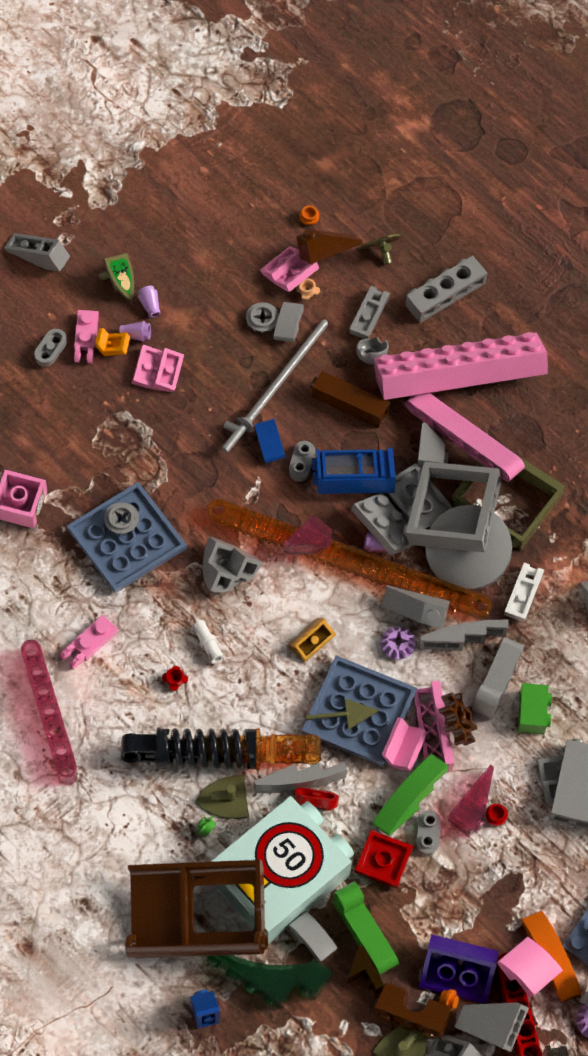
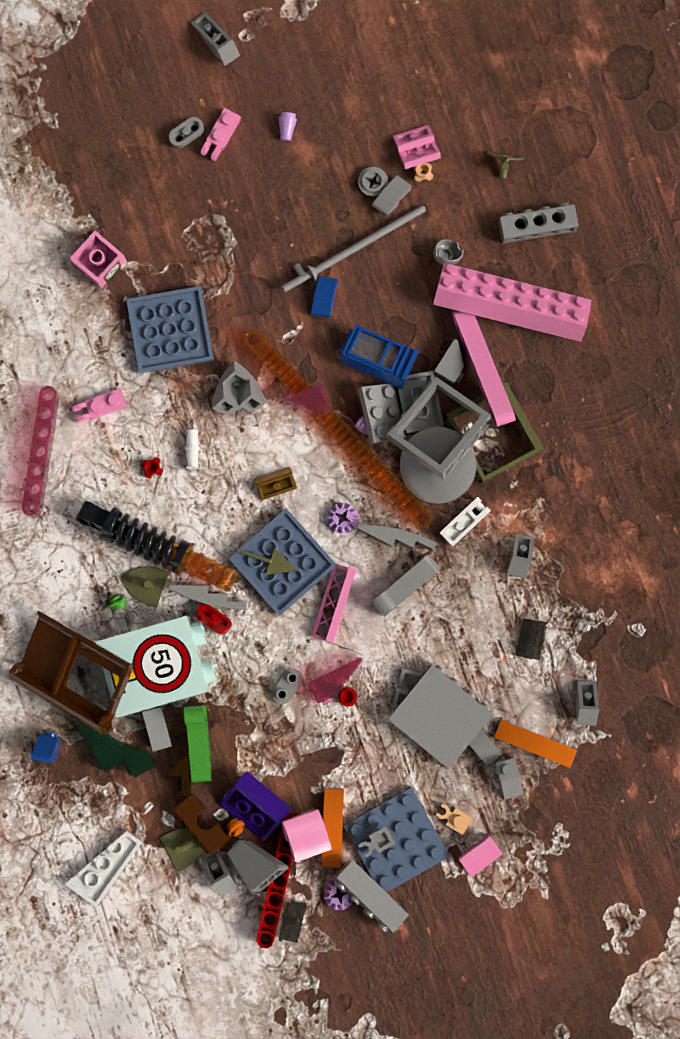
camera: 30 degrees right, 20 degrees up
(113, 343) = (237, 150): light orange bracket -> none
(120, 273) = (273, 91): shield -> none
(121, 509) = (175, 306): light grey gear -> none
(138, 331) = (264, 149): lavender cone -> none
(157, 369) = (265, 190): bright pink slope -> none
(303, 460) = (343, 325): light grey plate -> none
(309, 215) = (458, 103): orange plate -> none
(318, 245) = (455, 138): reddish brown slope -> none
(349, 398) = (407, 288): reddish brown brick -> none
(369, 313) = (463, 217): light grey plate -> none
(383, 859) = (241, 692): red plate -> none
(403, 745) = (302, 607): bright pink panel -> none
(409, 794) = (286, 651): bright green slope -> none
(416, 606) = (372, 498): light grey slope -> none
(458, 719) = (353, 609): reddish brown gear -> none
(533, 708) = (420, 625): bright green brick -> none

